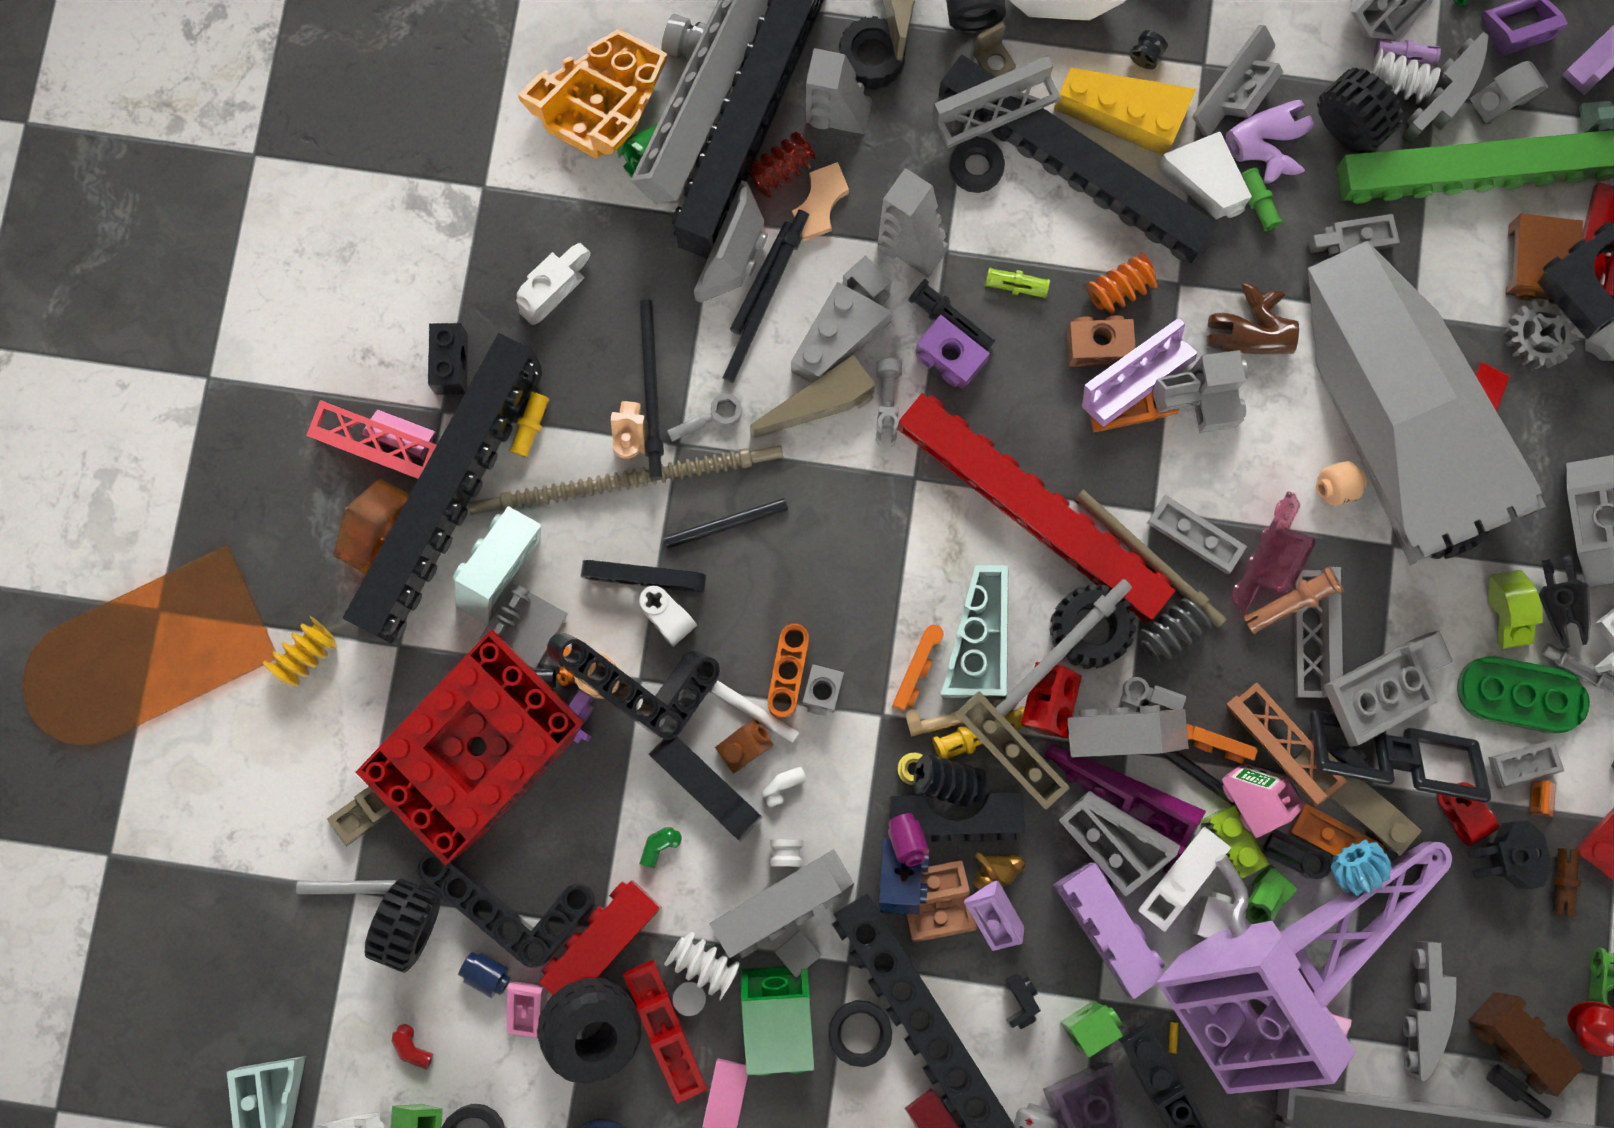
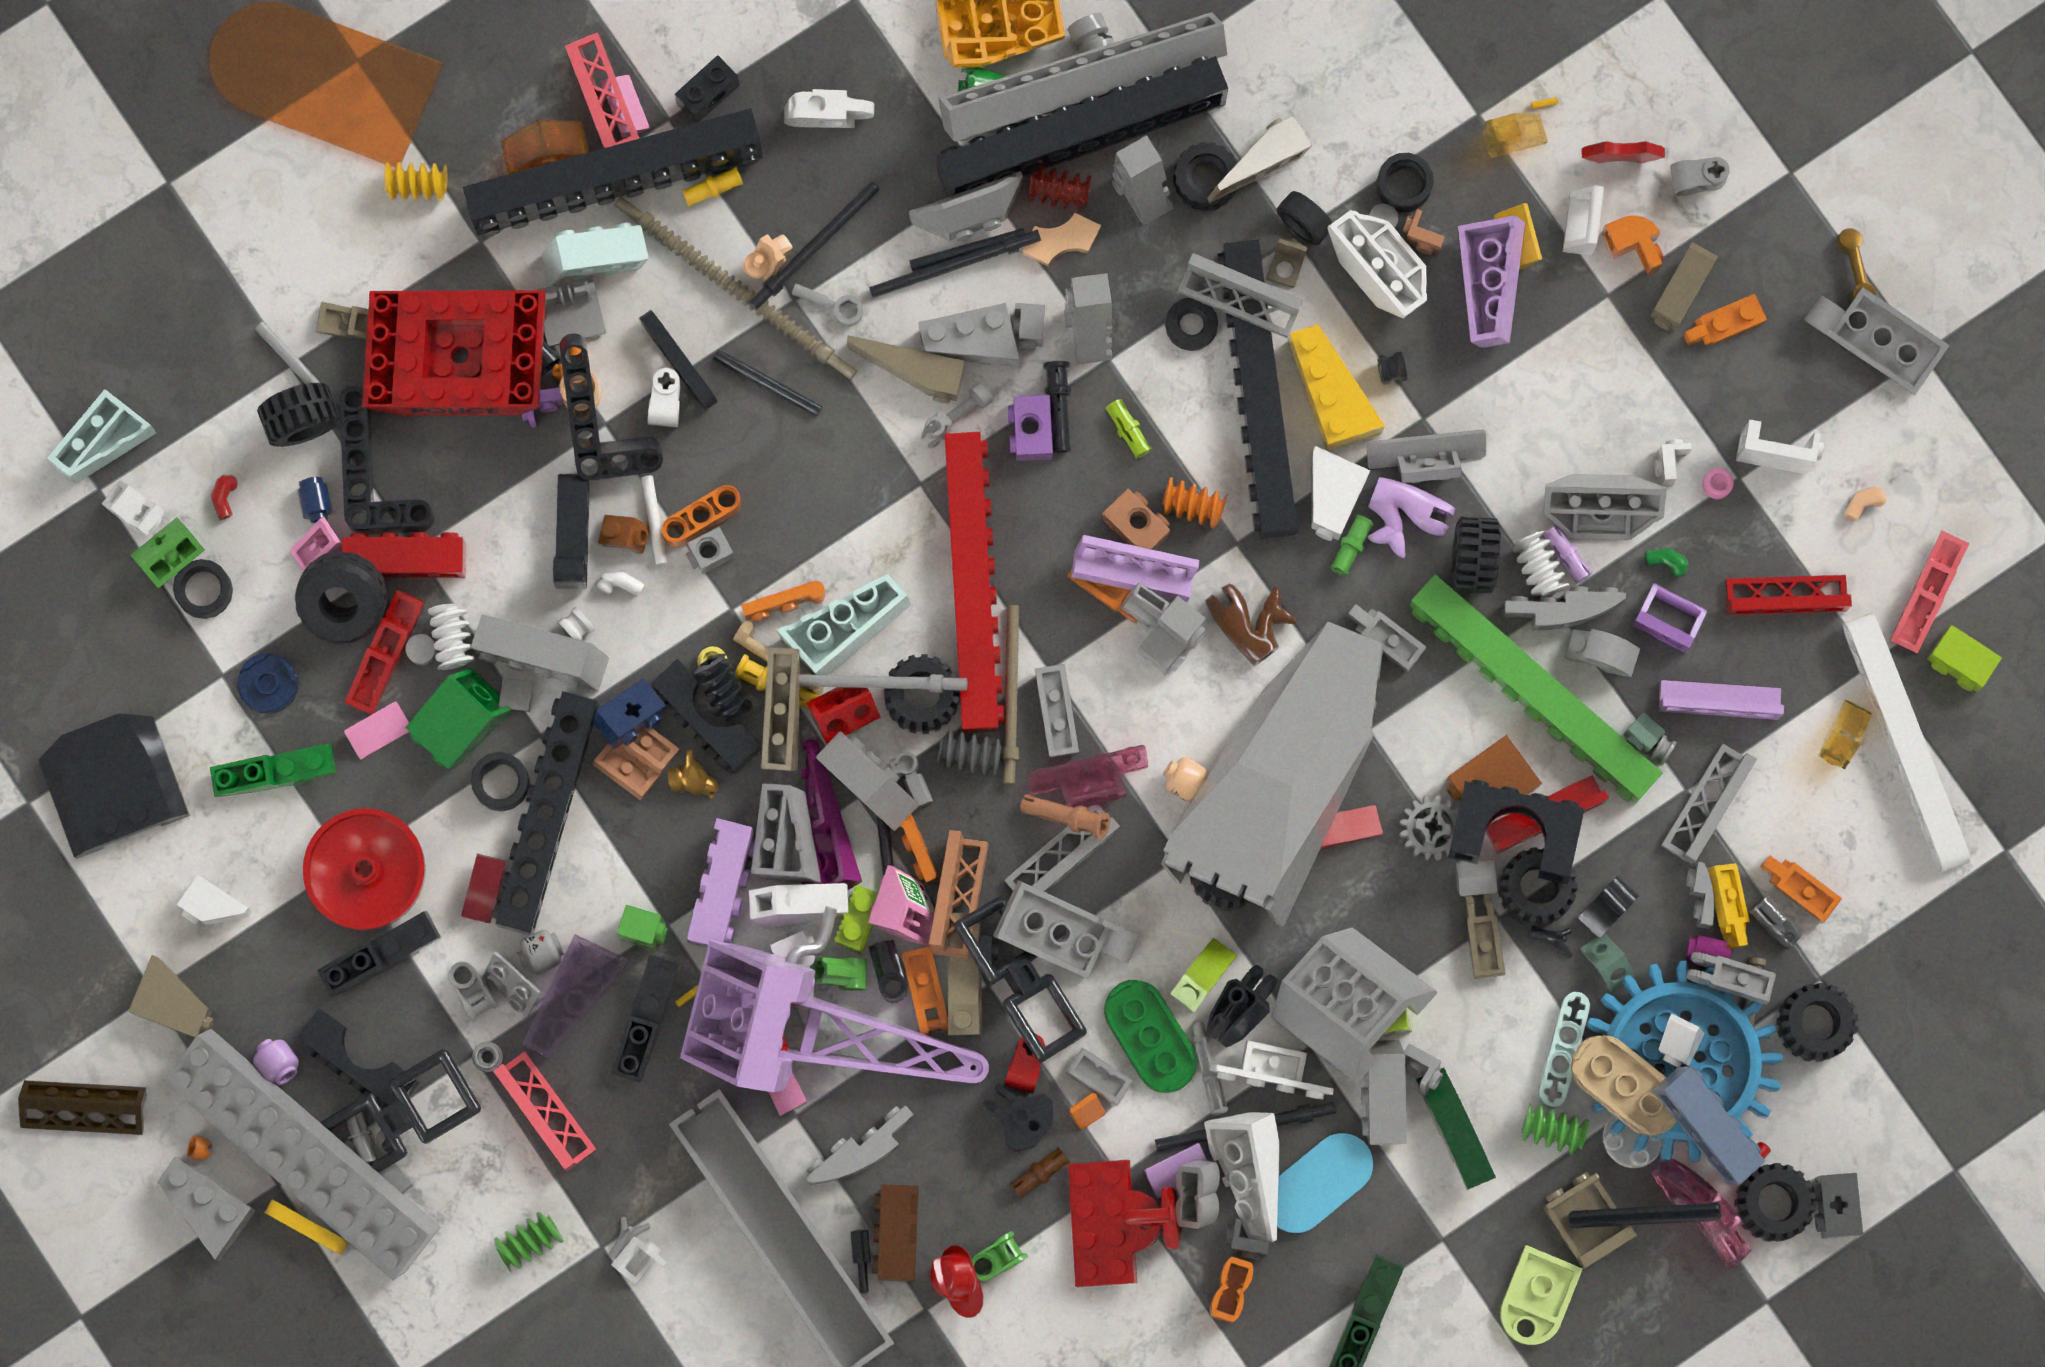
camera: 45 degrees right, 0 degrees up
(657, 842) = (504, 534): green arm -> none
(908, 839) = (655, 692): magenta brick -> none
(995, 917) = (660, 802): lavender slope -> none
(1024, 993) = (625, 867): black bracket -> none
(1361, 868) = (913, 1012): medium azure gear -> none

